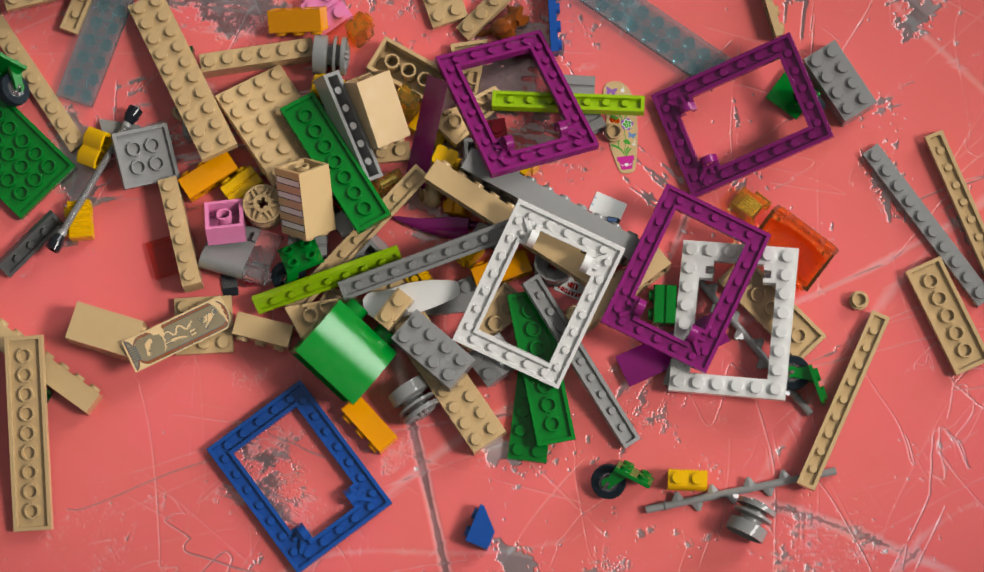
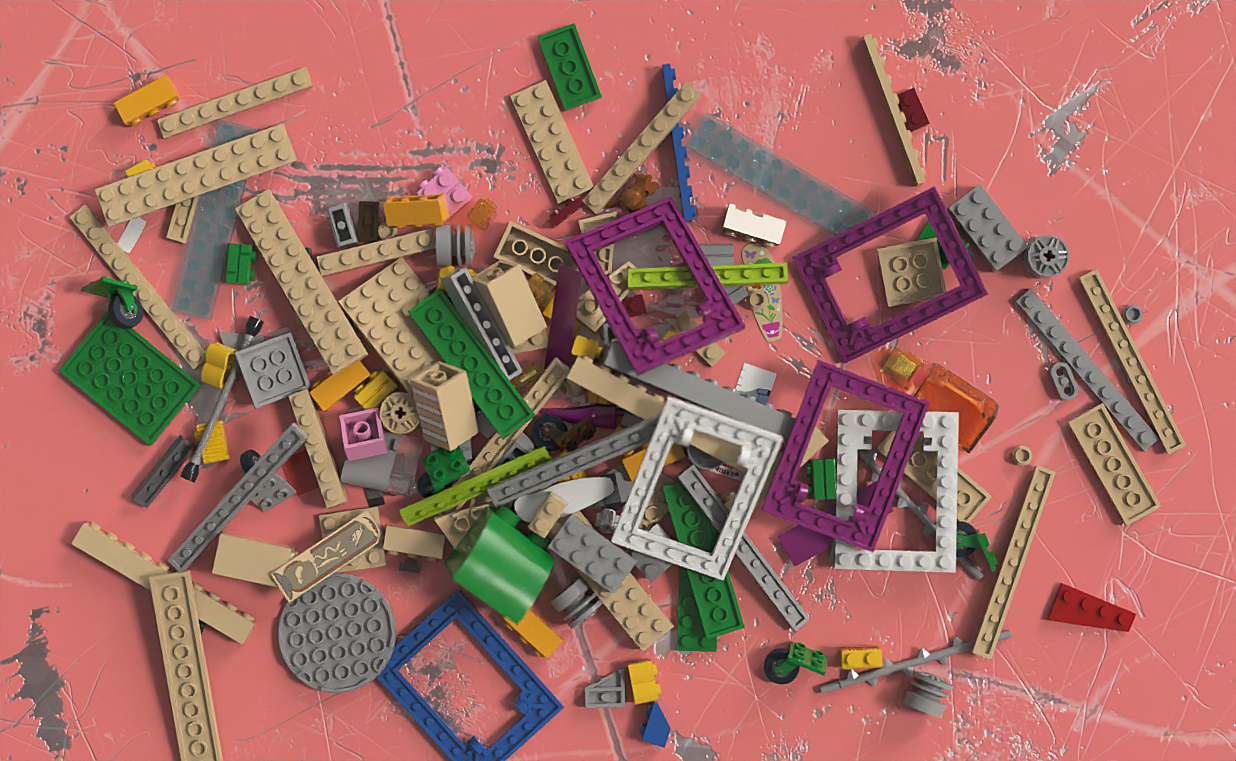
camera: 10 degrees left, 10 degrees up
(27, 23) = (131, 234): none -> white sticker
(98, 268) = (238, 498): none -> light grey plate
(124, 261) = (274, 491): none -> light grey plate
(126, 57) = (240, 264): none -> green brick
(178, 412) = (337, 634): none -> light grey tile
(226, 29) = (342, 226): none -> light grey brick
(251, 28) = (368, 221): none -> dark brown plate
(256, 353) = (410, 565): none -> clear smoke plate
(267, 38) = (387, 232): none -> tan tile
(411, 241) = (553, 434): none -> plate
(433, 39) = (571, 207): none -> dark red plate
(435, 492) = (607, 692): none -> light grey wing
(450, 325) = (607, 520): none -> white gear
(458, 304) = (613, 501): none -> black sticker
(472, 484) = (643, 681): none -> yellow brick
(560, 171) = (710, 353): none -> tan plate
(615, 62) = (753, 226): none -> wedge
(763, 116) = (912, 272): none -> tan plate
(893, 124) = (1038, 265): none -> light grey wheel
(904, 233) = (1065, 380): none -> light grey plate
(909, 453) = (1087, 610): none -> red wing
(974, 176) = (1132, 314): none -> light grey plate

